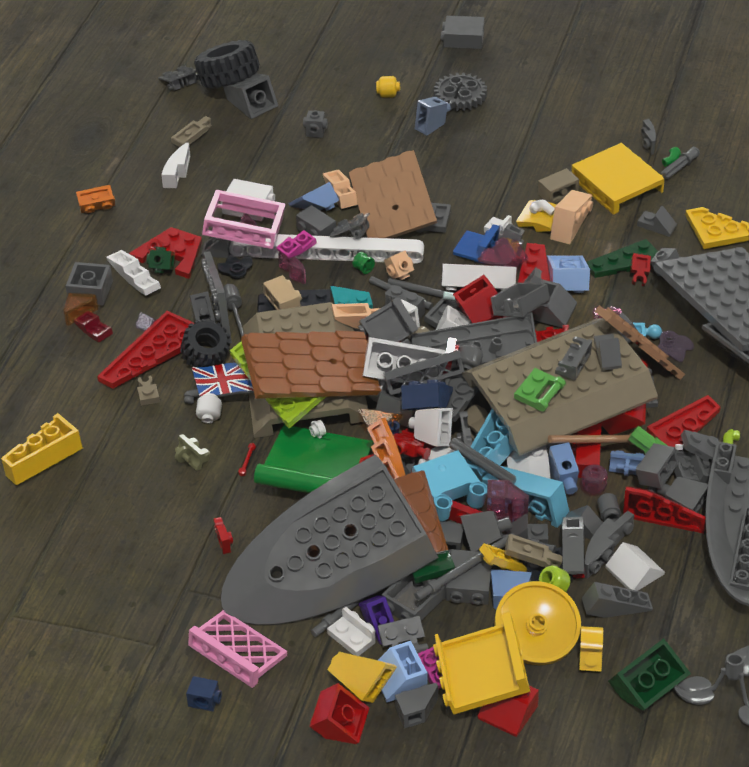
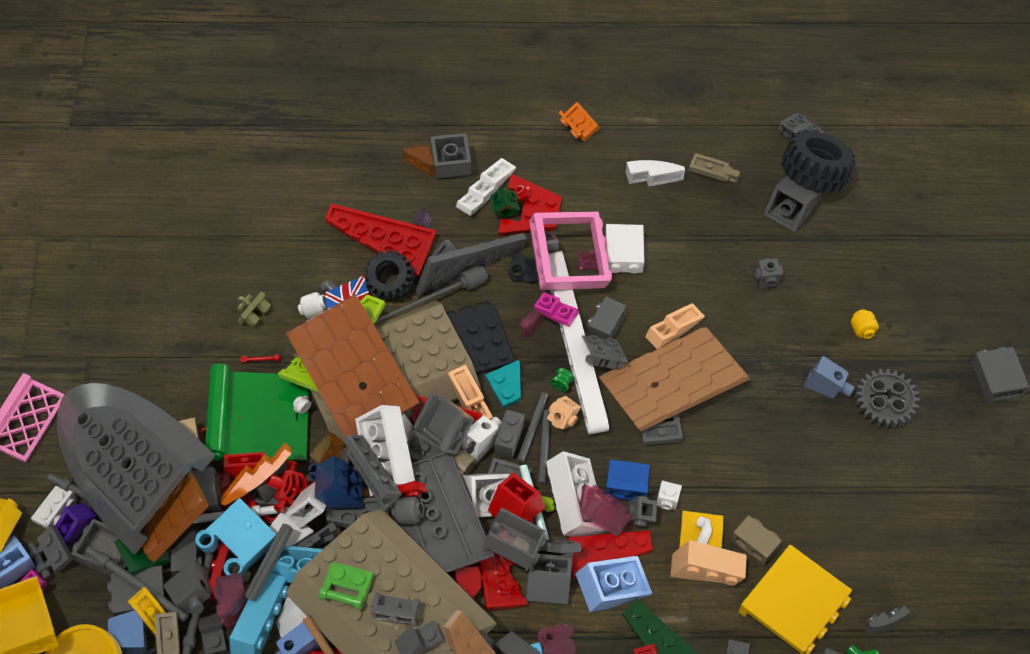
camera: 70 degrees right, 15 degrees up
(42, 450) = (224, 193): yellow wedge -> none
(91, 325) = (403, 179): dark red slope -> none
(147, 392) = (327, 252): dark tan plate -> none
(225, 538) = (151, 367): red plate -> none
(281, 293) = (478, 318): tan brick -> none
(319, 198) = (645, 307): medium blue slope -> none

